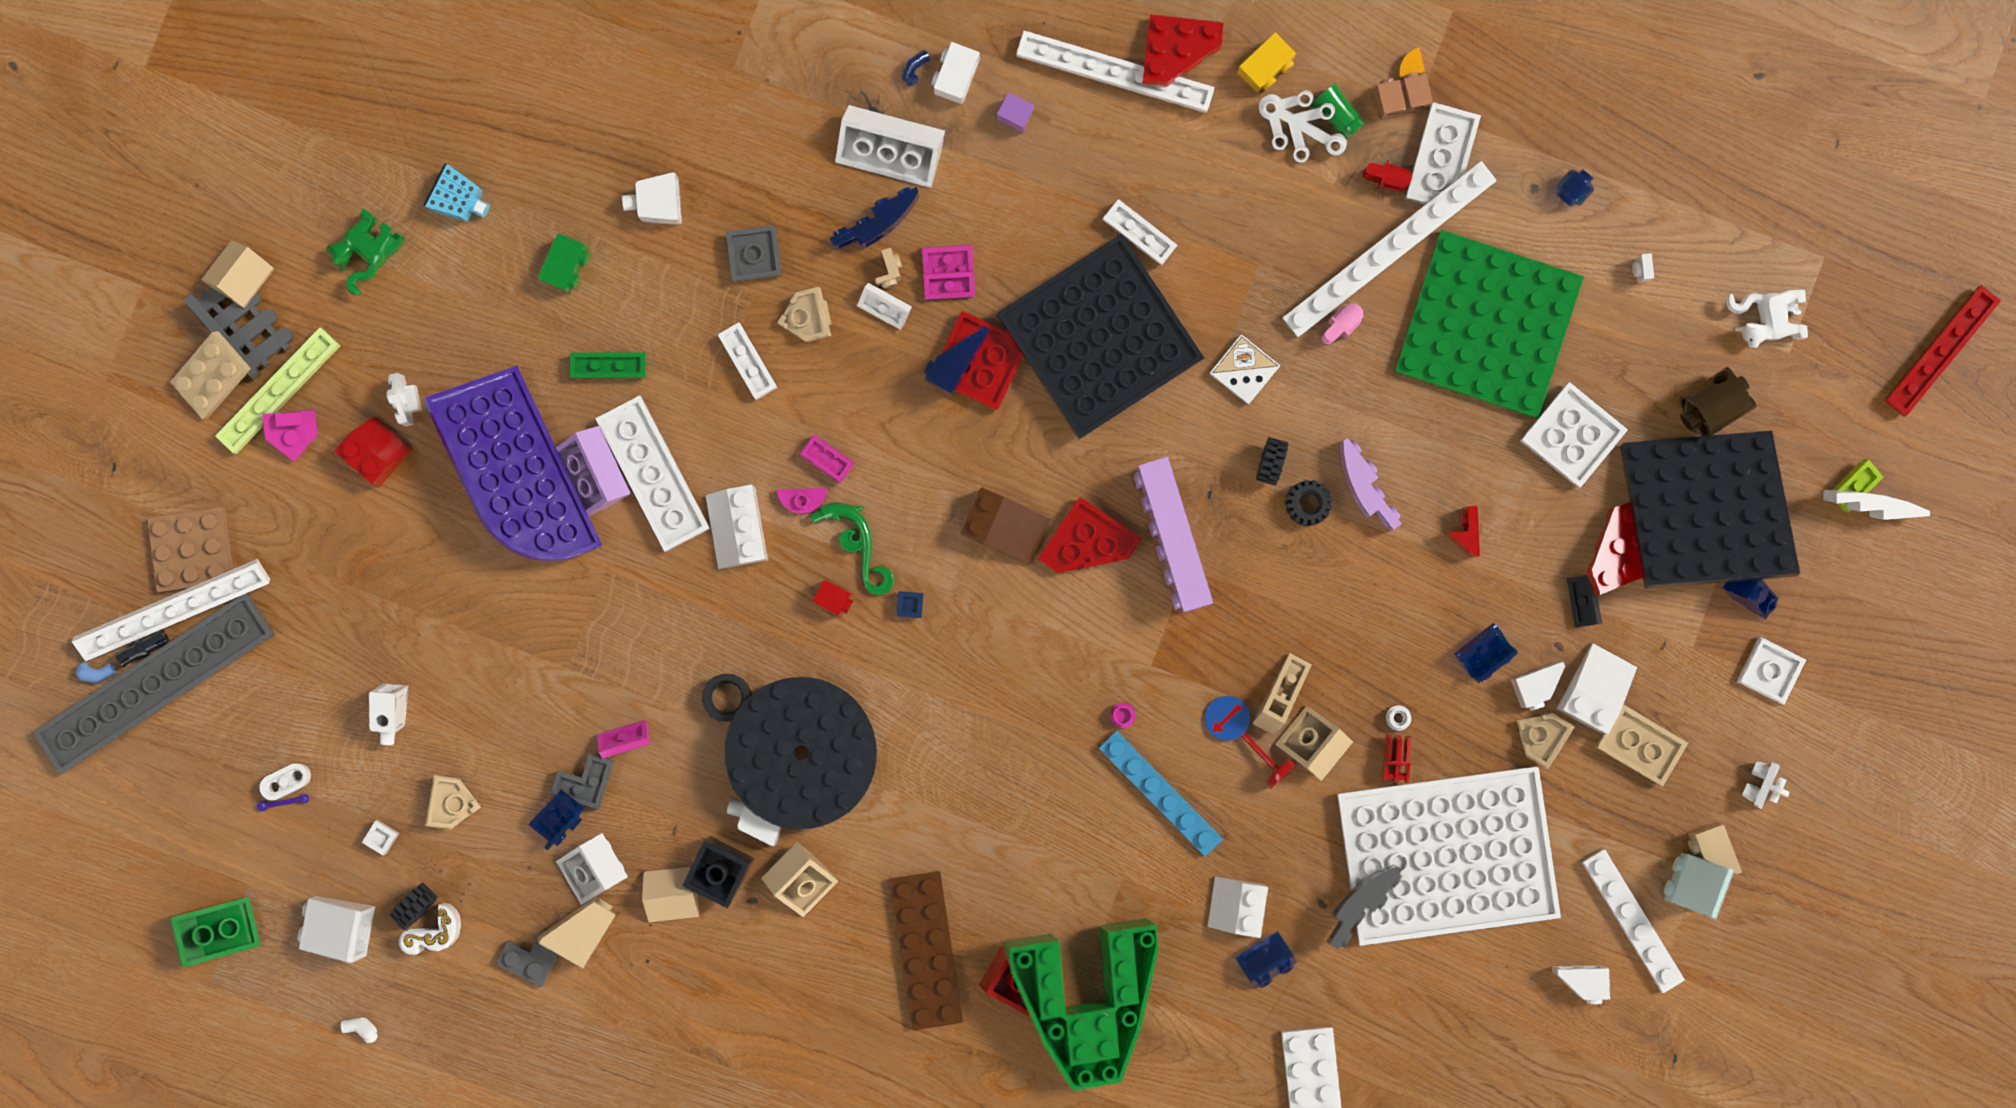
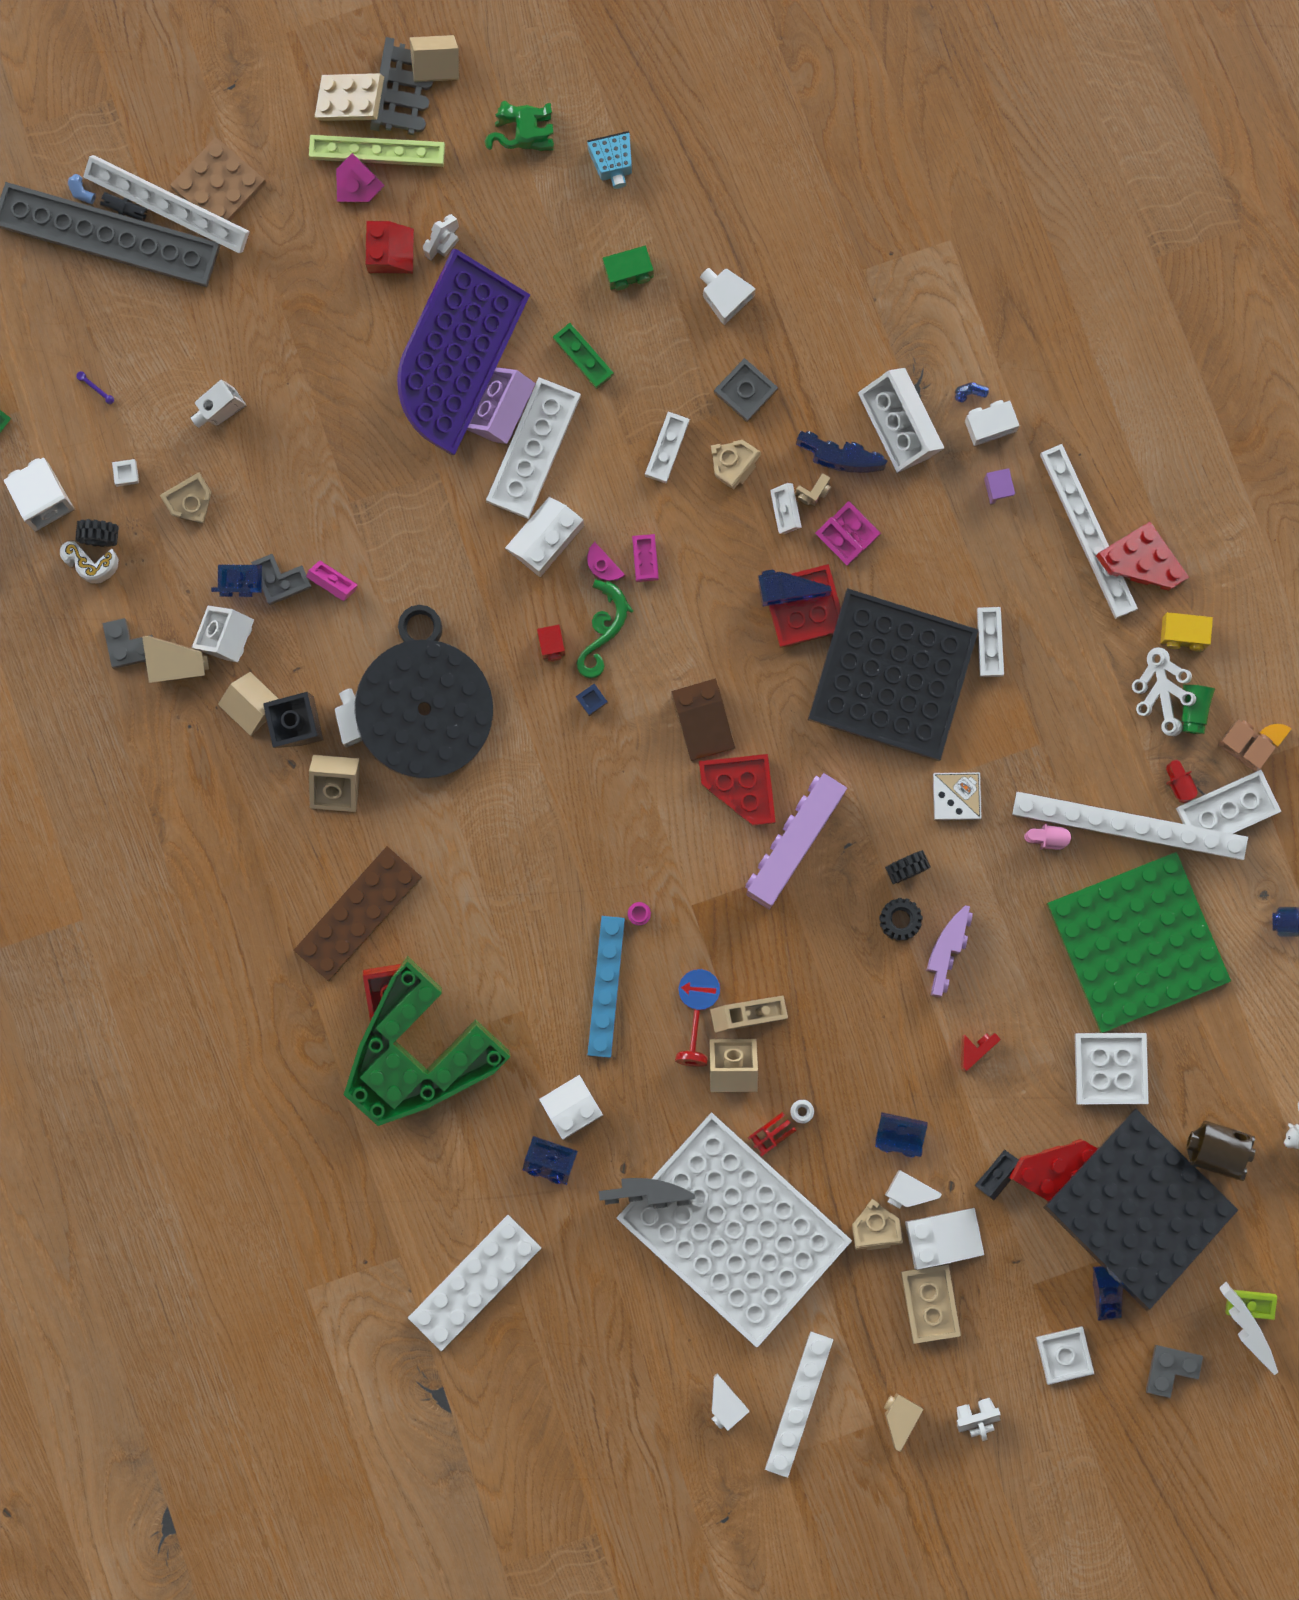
camera: 50 degrees right, 5 degrees down
(286, 780) = (112, 377): white plate -> none
(1643, 268) = (1273, 1018): white plate -> none
(1698, 884) = (862, 1423): light aqua slope -> none
(1846, 594) = (1167, 1363): none -> dark grey plate

